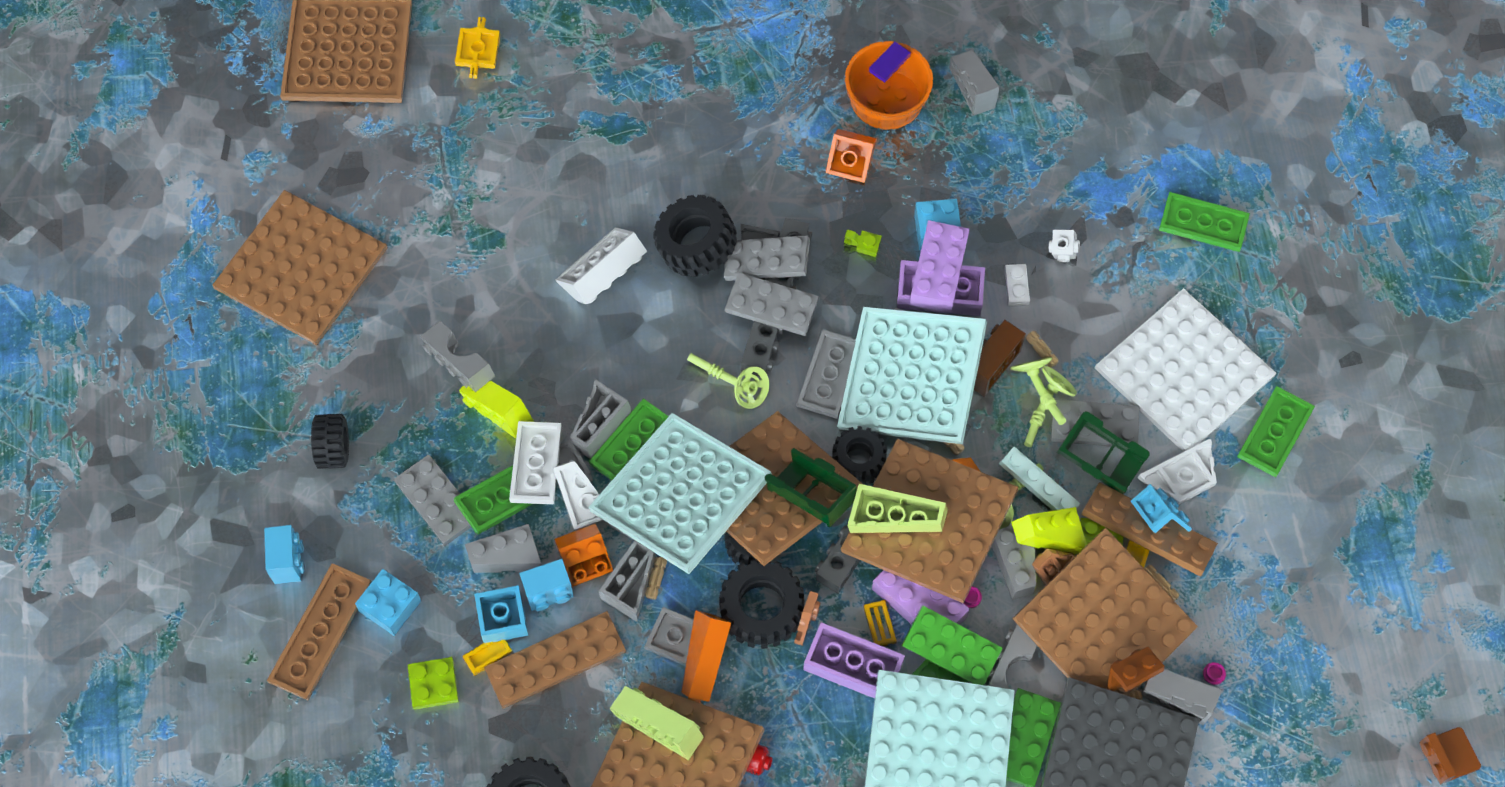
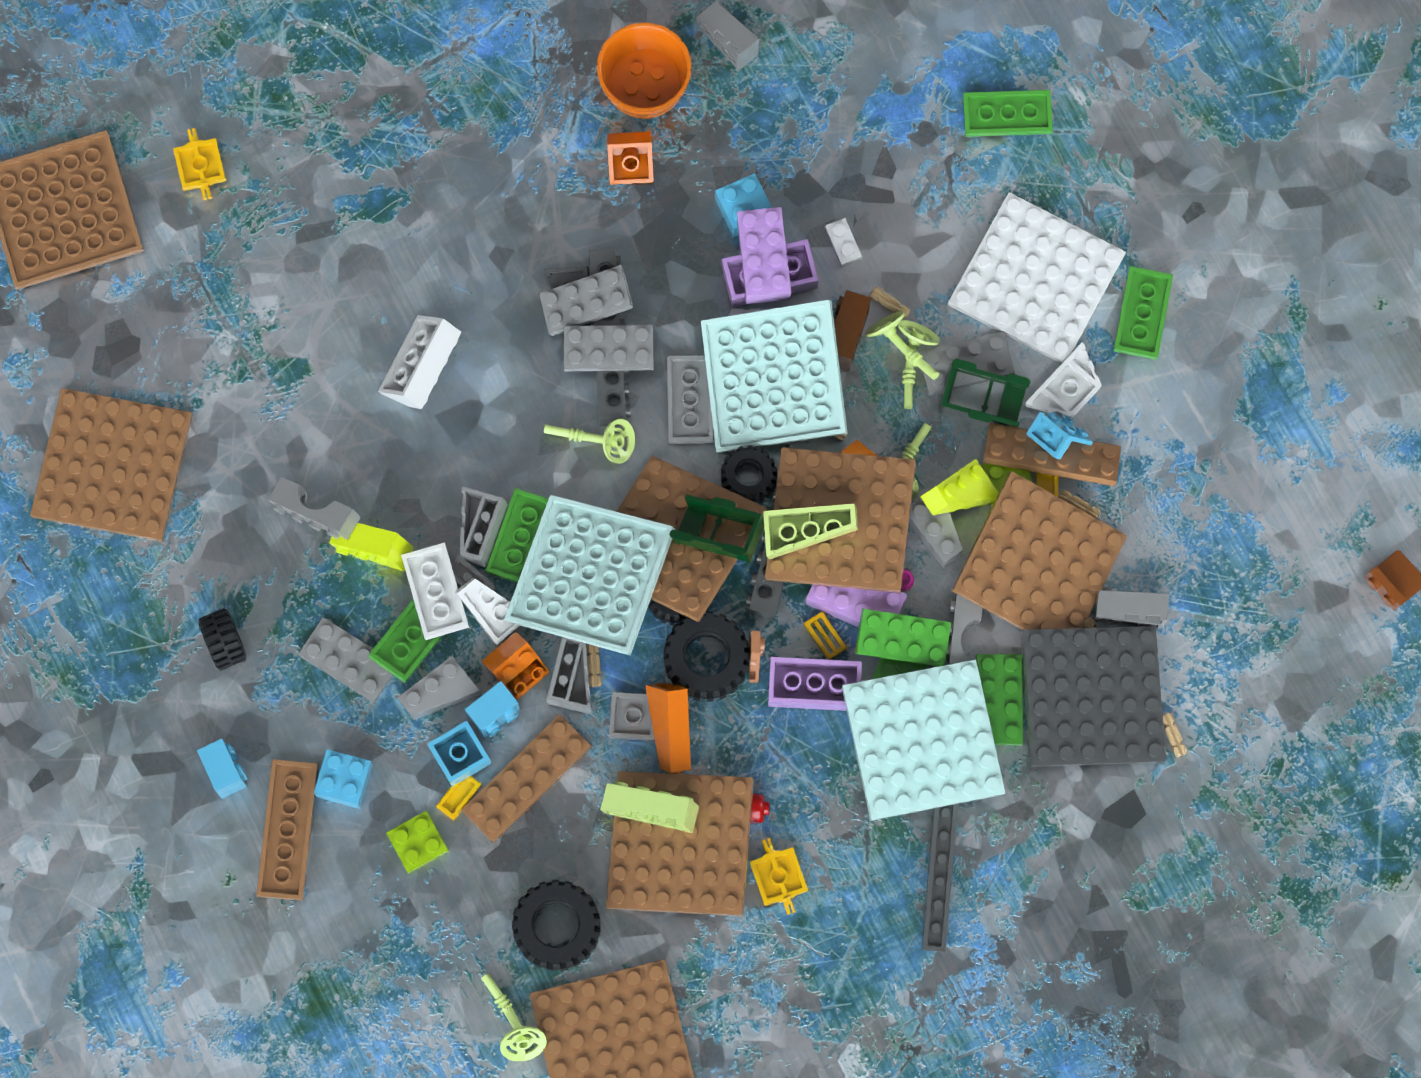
camera: 20 degrees left, 10 degrees up
(686, 216) = (523, 319): black tyre -> none
(866, 243) = (678, 247): lime plate -> none
(889, 62) = (639, 49): dark purple tile -> none
(1037, 481) = (931, 443): light aqua plate -> none
(1051, 563) = (971, 522): nougat wing -> none
(1064, 245) = (869, 188): white brick -> none
(1134, 670) = (1083, 604): dark orange bracket -> none
(1214, 673) = (1156, 576): dark pink plate -> none

